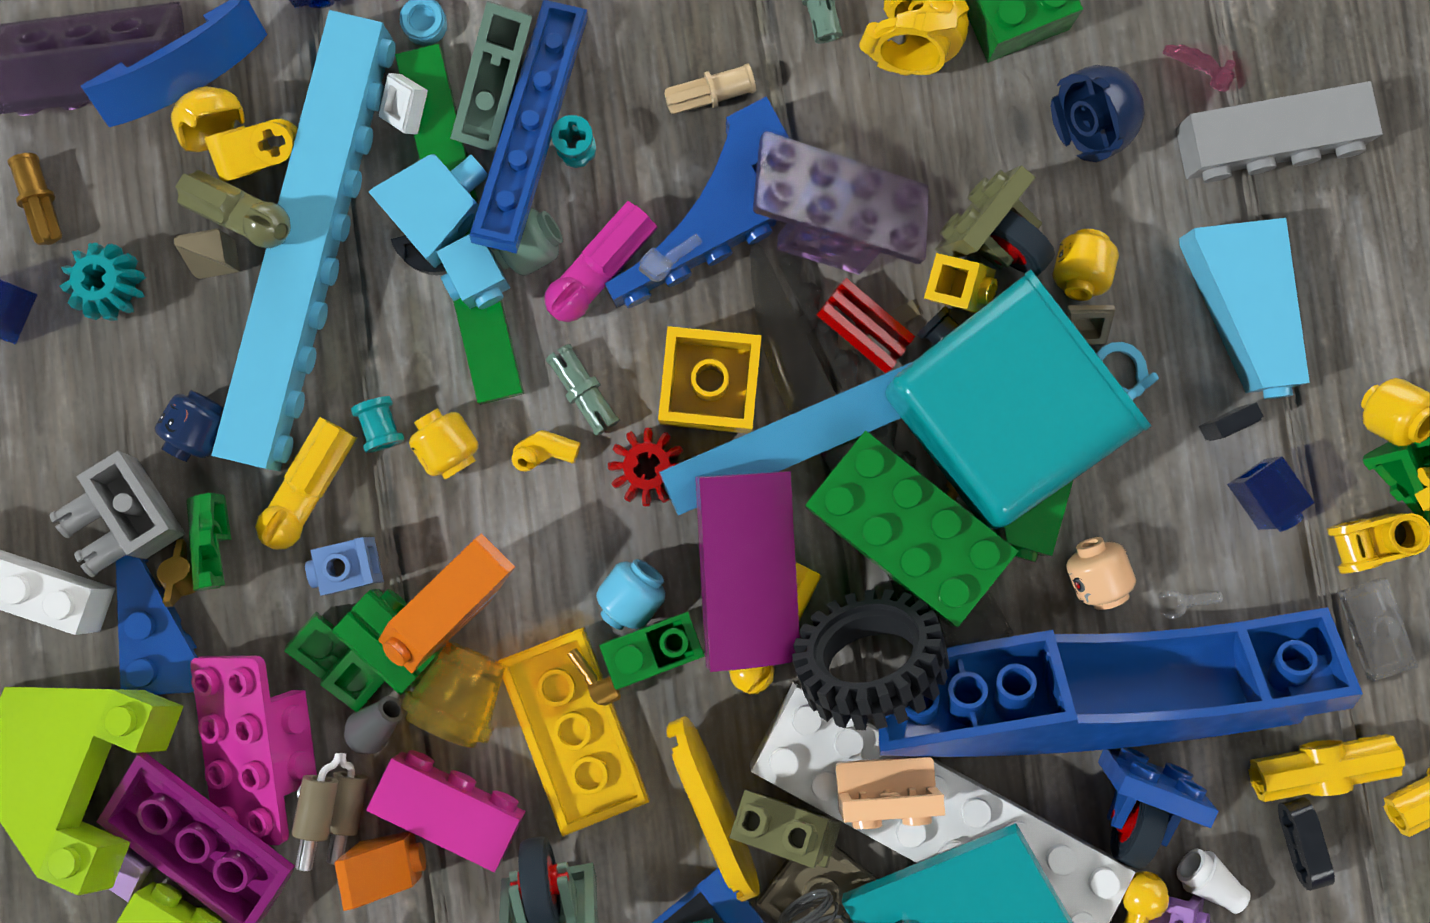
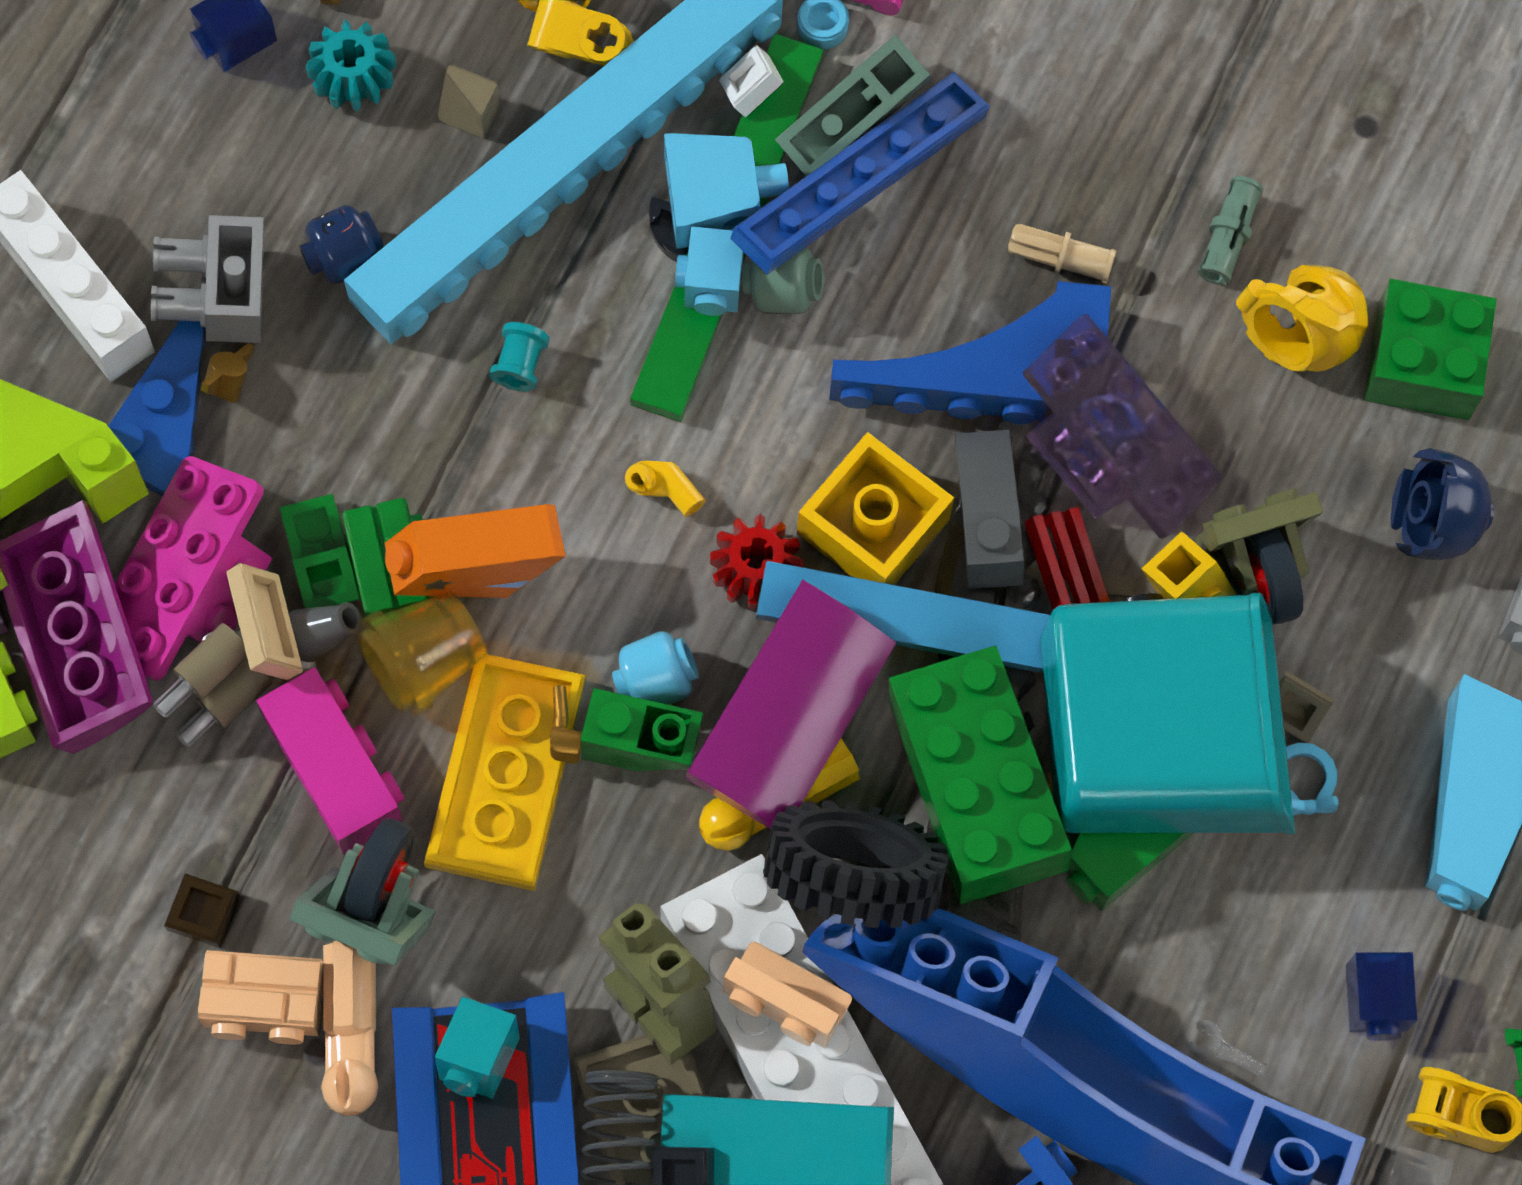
camera: 30 degrees right, 15 degrees down
(207, 527) = (282, 355): green slope -> none
(230, 207) = (524, 74): olive piece -> none
(304, 484) = (409, 367): yellow piece -> none
(332, 753) = (264, 622): none -> tan tile
(360, 562) = (405, 479): medium blue brick -> none
(379, 868) = (229, 765): orange slope -> none
(443, 443) = (570, 414): yellow head -> none
(563, 133) = (893, 216): teal bush -> none
(582, 389) = (742, 451): sand green pin -> none
(599, 263) = (859, 337): dark pink piece -> none
(657, 266) = (896, 373): clear hand -> none
(712, 809) = (597, 909): yellow tile -> none
(786, 320) = (989, 509): none -> dark grey slope
(1085, 264) = (1334, 645): yellow head -> none
(1101, 573) = (1149, 956): light nougat head -> none
(1231, 422) = (1385, 895): black tile -> none

